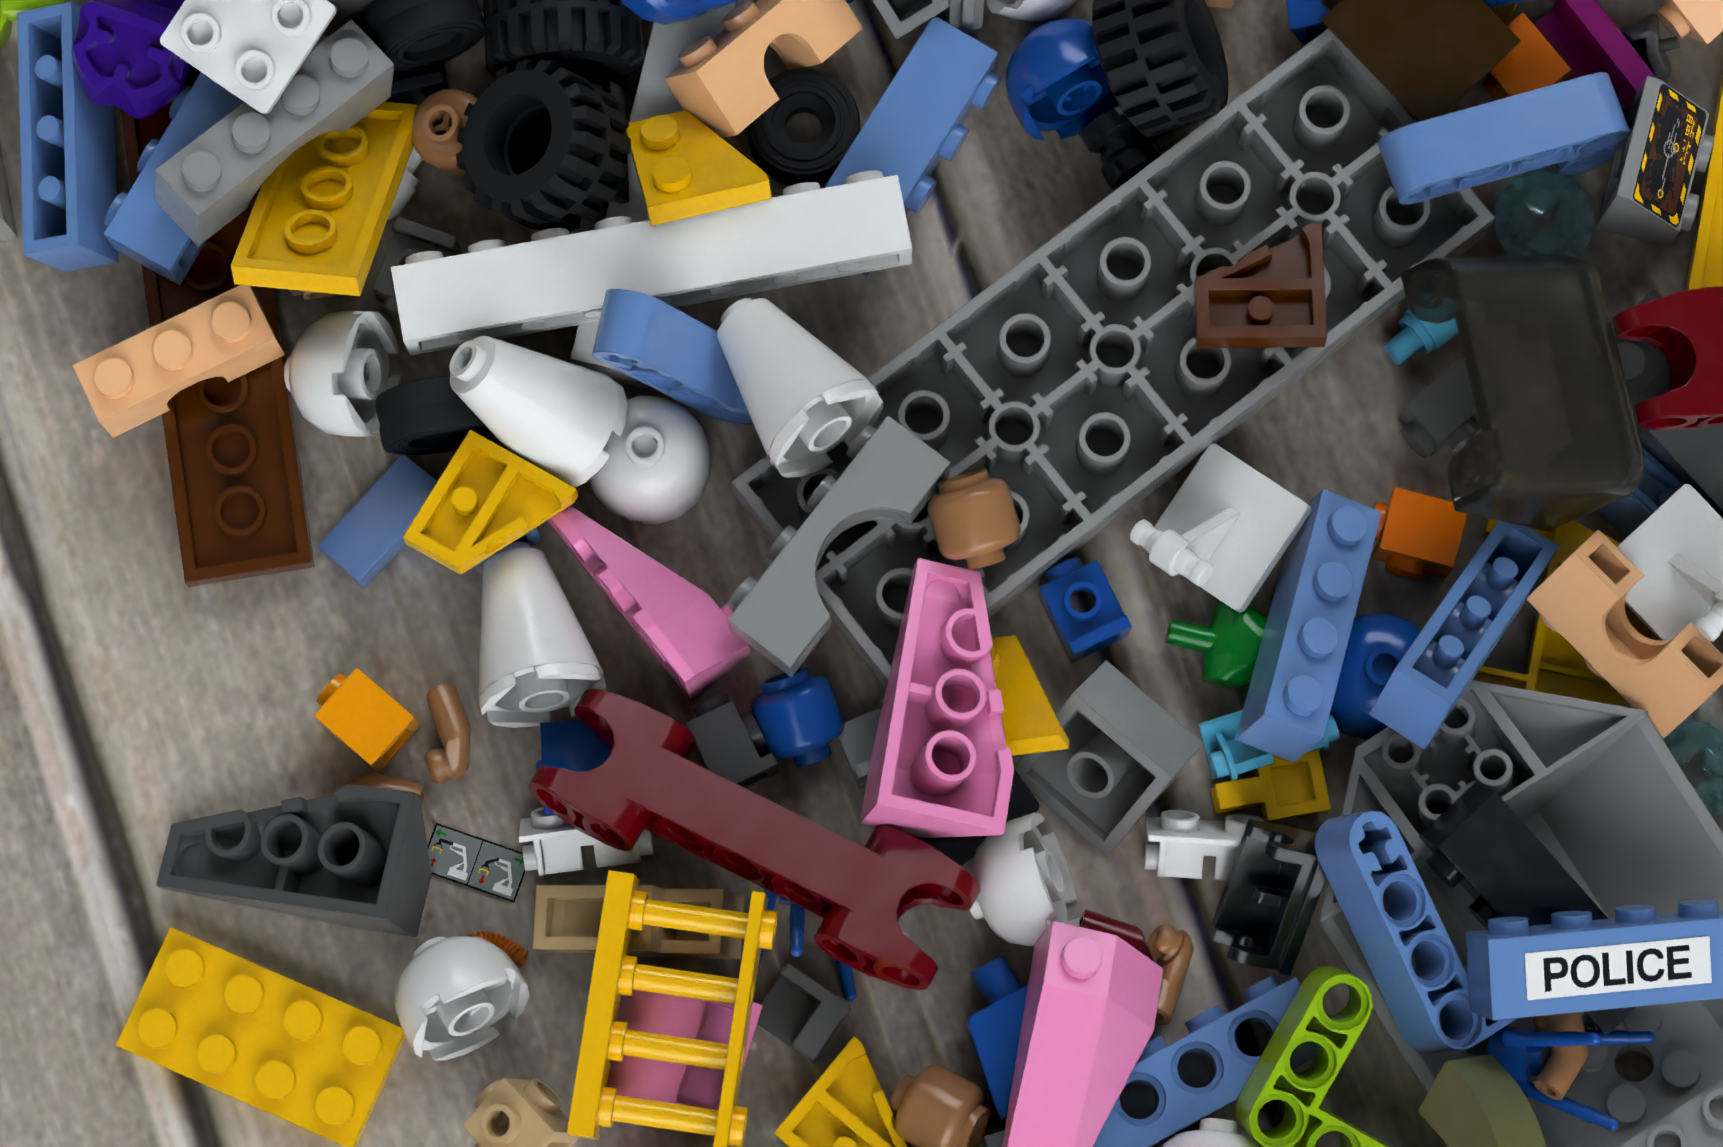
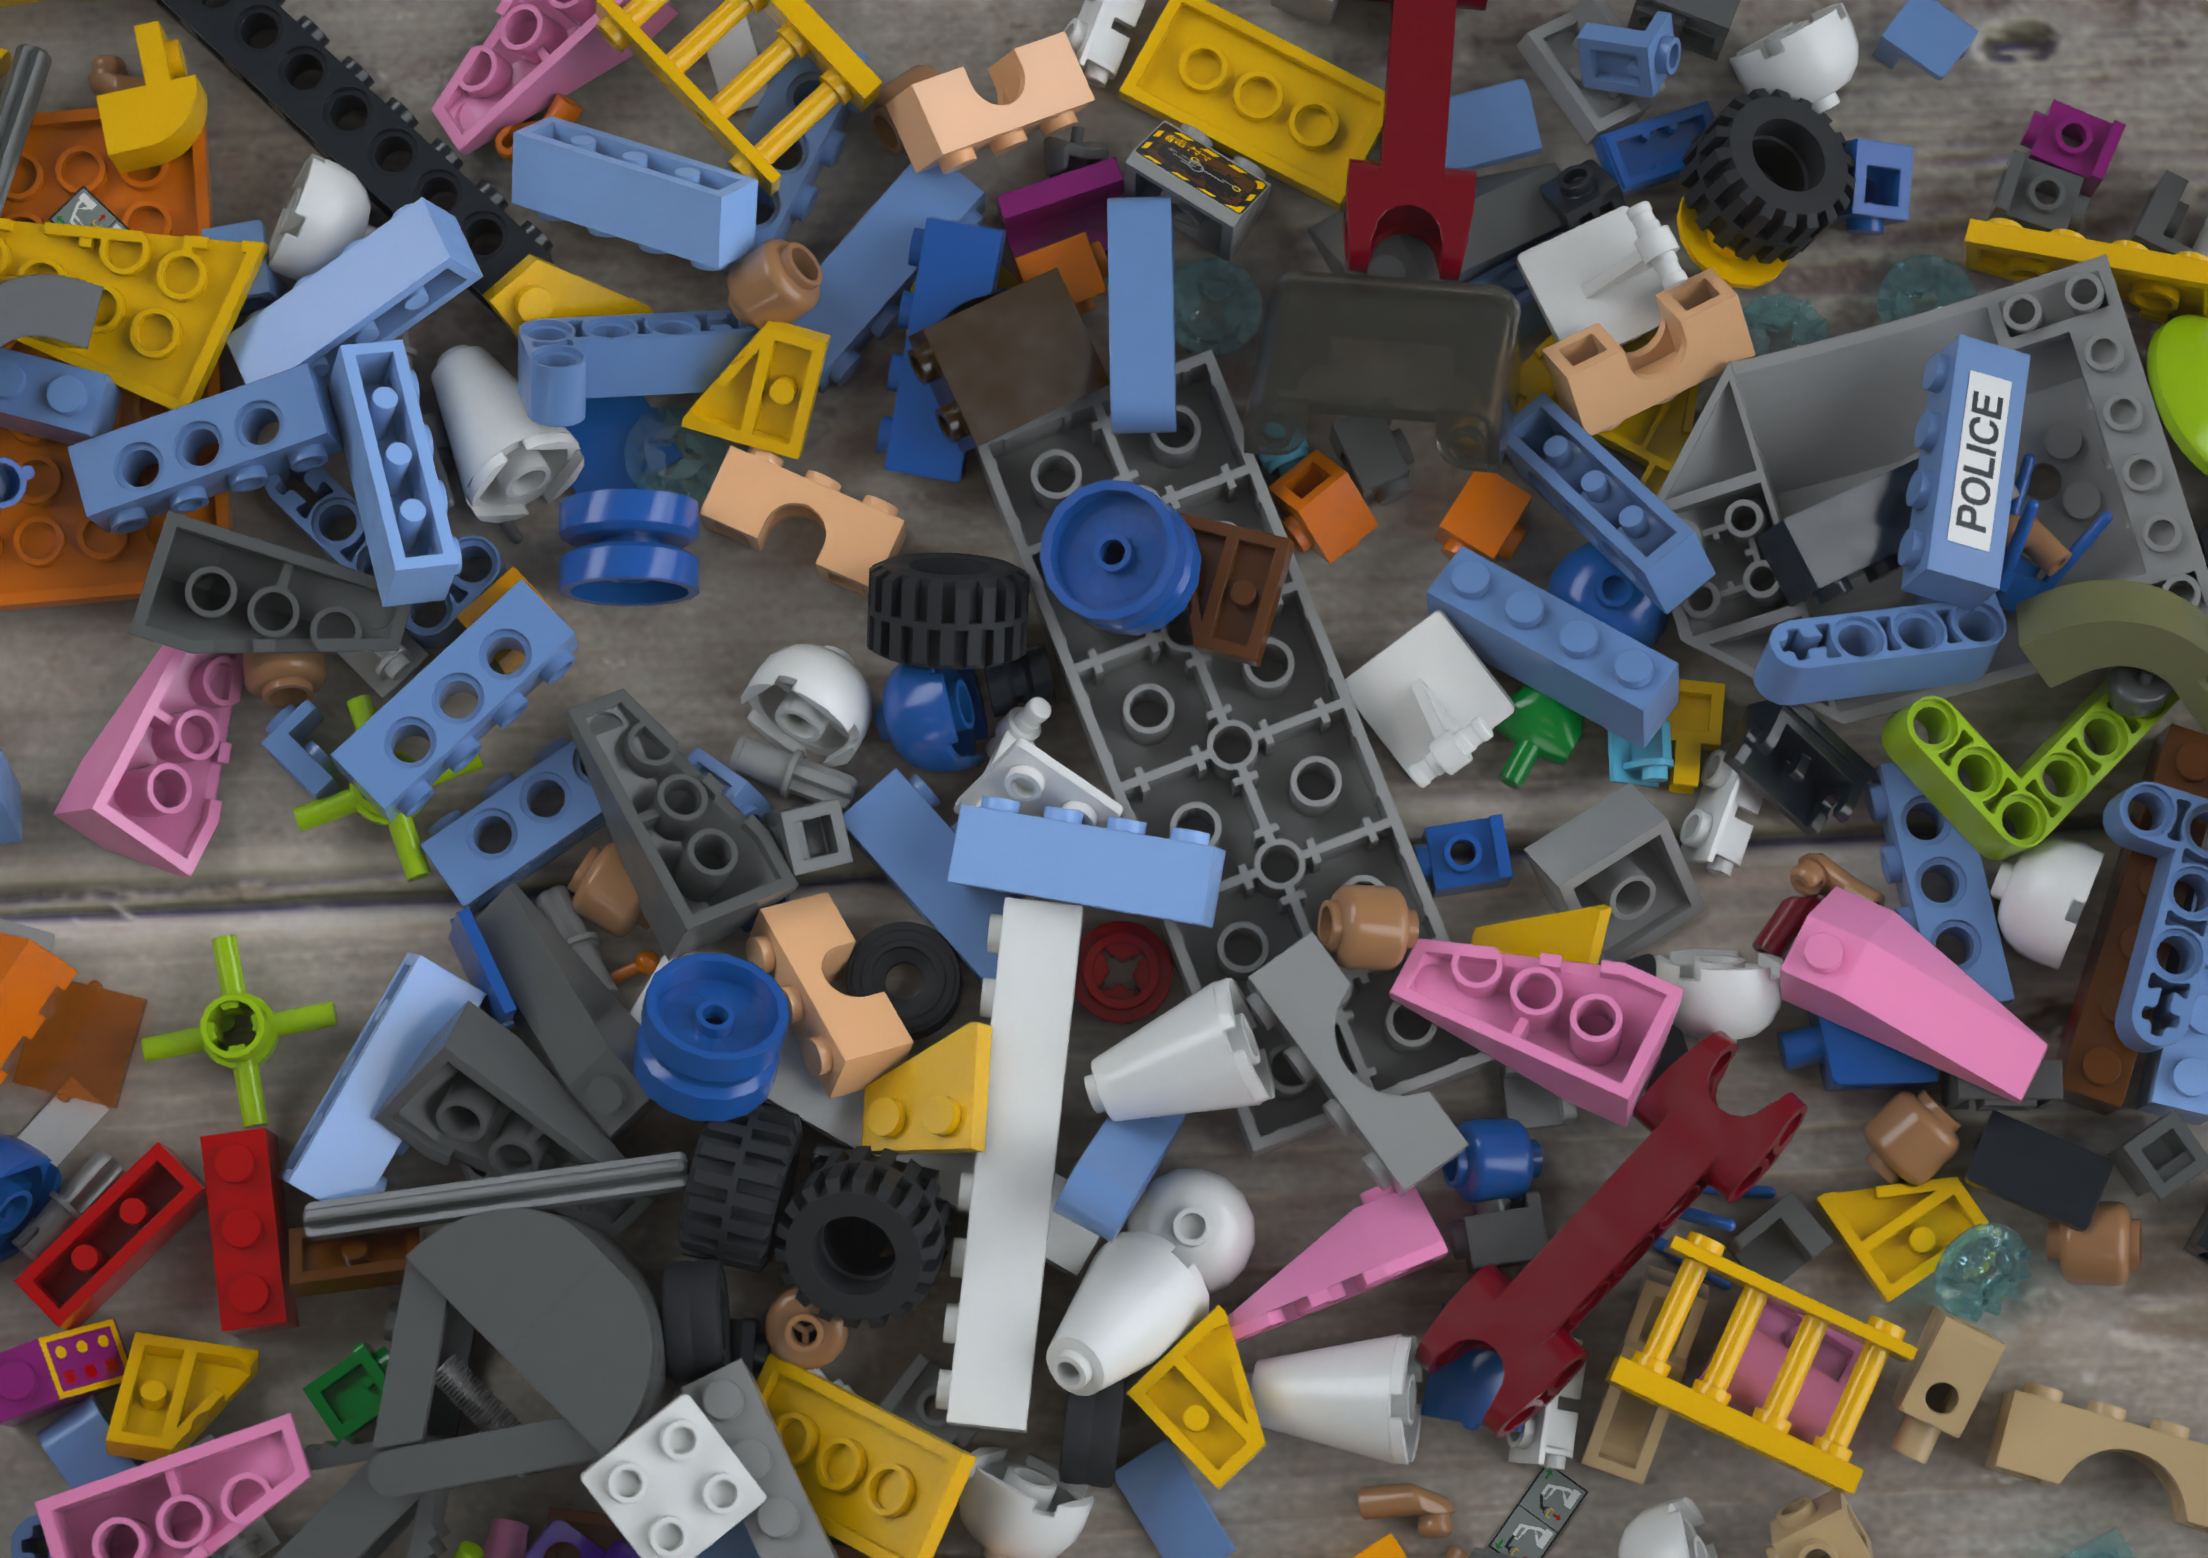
camera: 75 degrees left, 0 degrees up
(492, 938) = (1632, 1515): orange leg -> none
(868, 295) = (1124, 942): none -> red gear
(953, 243) = (1087, 864): none -> light blue brick
(1005, 184) = (1031, 776): none -> white plate
(1254, 179) = (1086, 564): none -> blue wheel
(1376, 374) = (1322, 507): none -> orange brick

